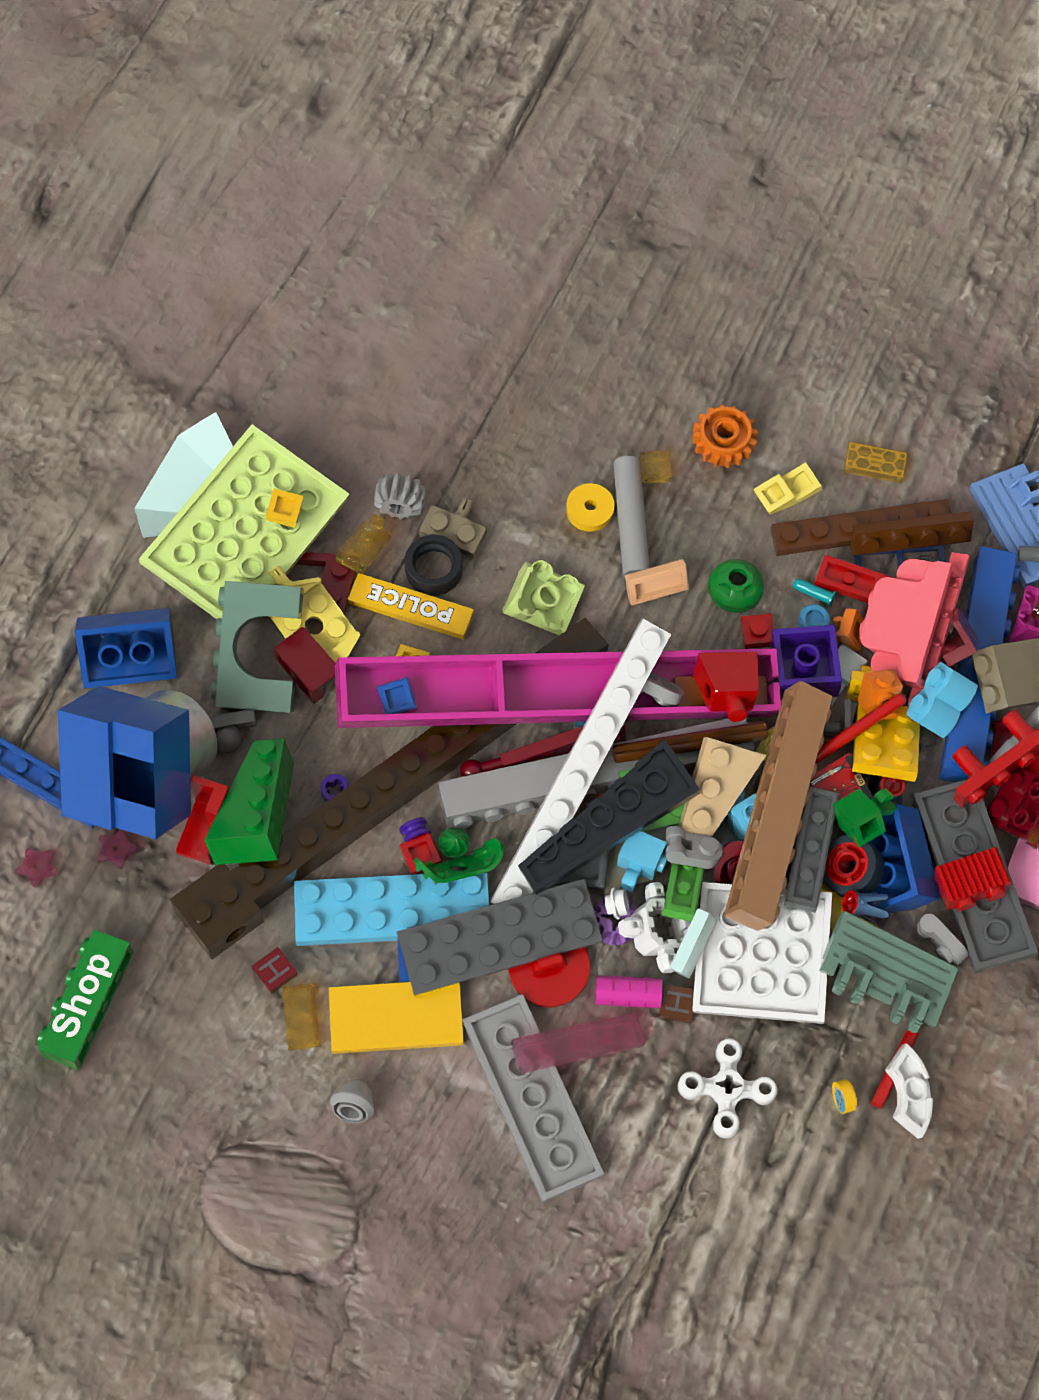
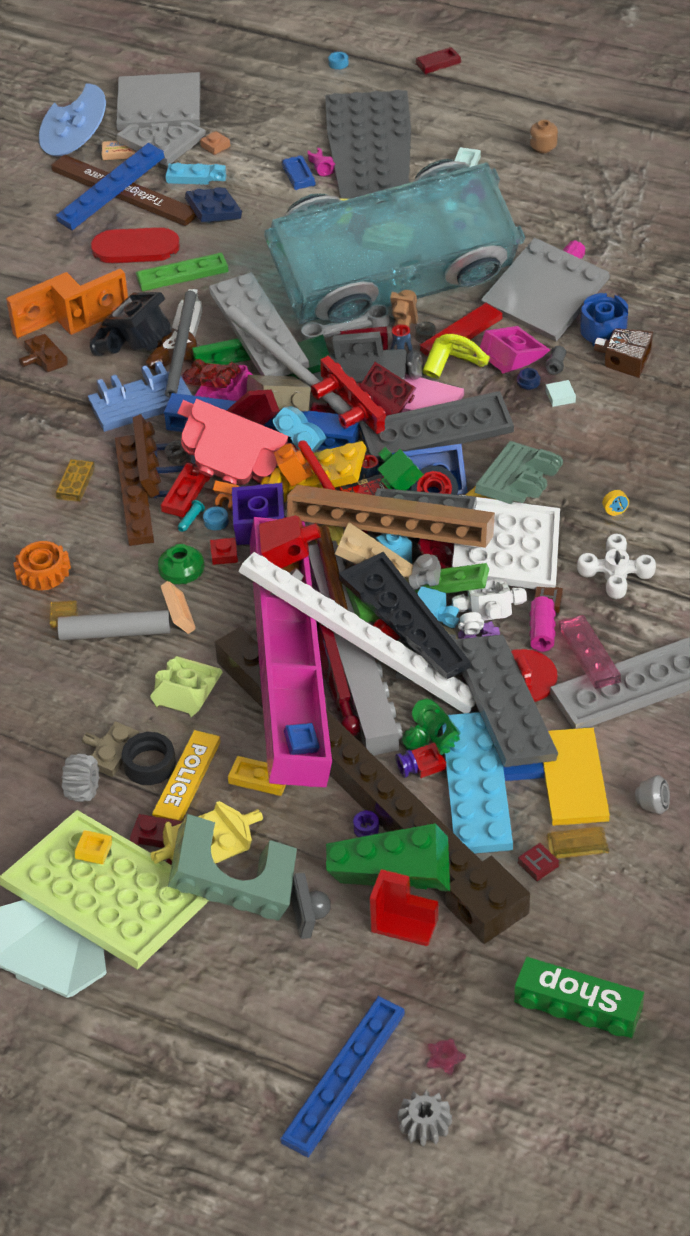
camera: 85 degrees left, 20 degrees down
(116, 857) = (430, 995): clear pink plate -> none
(126, 648) = (219, 988): blue slope -> none
(132, 758) = (360, 934): blue piece -> none
(305, 663) = (244, 843): dark red panel -> none
(364, 545) = (125, 807): clear yellow plate -> none
(587, 519) = (102, 665): yellow piece -> none
(693, 943) = (505, 570): light aqua tile -> none
(788, 490) = (94, 530): light yellow slope -> none
(856, 904) = (466, 481): flat silver piece -> none
(887, 1083) = (588, 479): red piece -> none
(913, 1091) = (605, 467): white tile -> none
(947, 945) = (487, 448): light grey plate -> none
(972, 879) = (447, 418): red brick -> none

